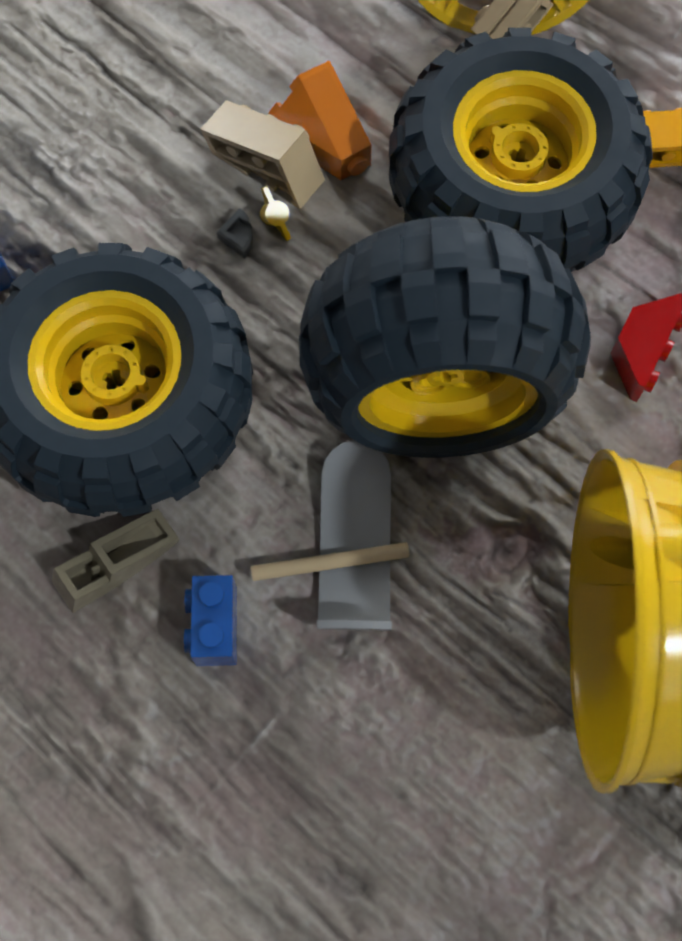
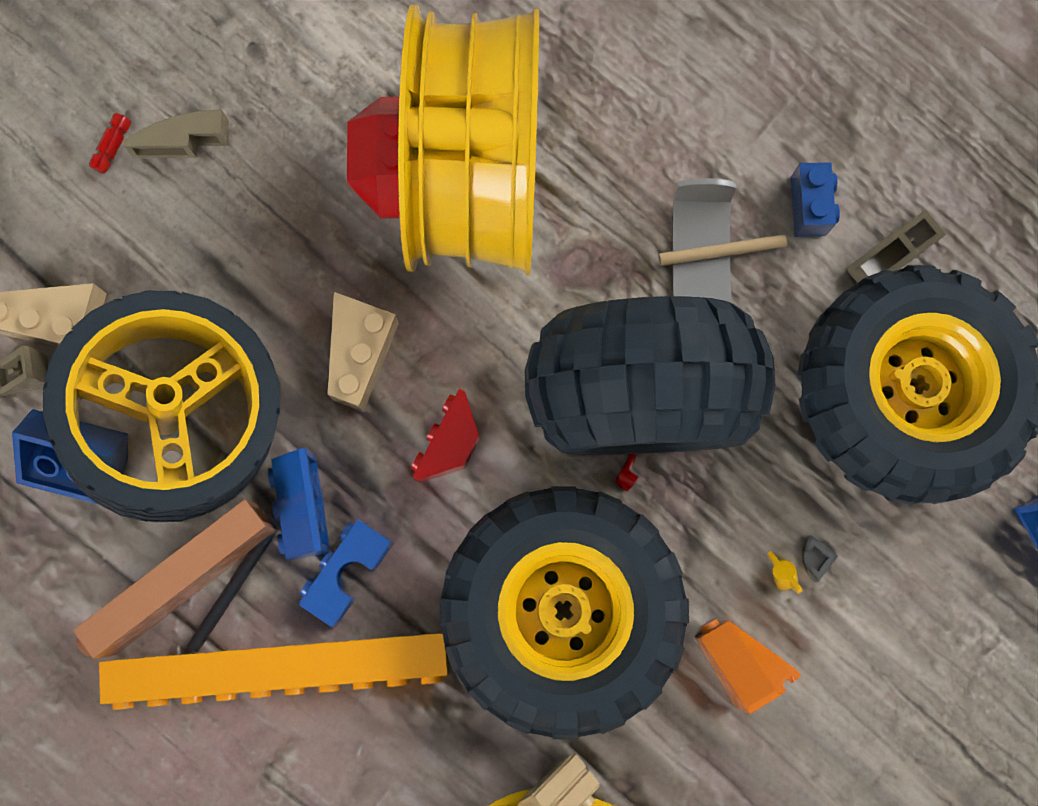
camera: 175 degrees right, 10 degrees up
(266, 147) = (802, 638): tan wedge -> none

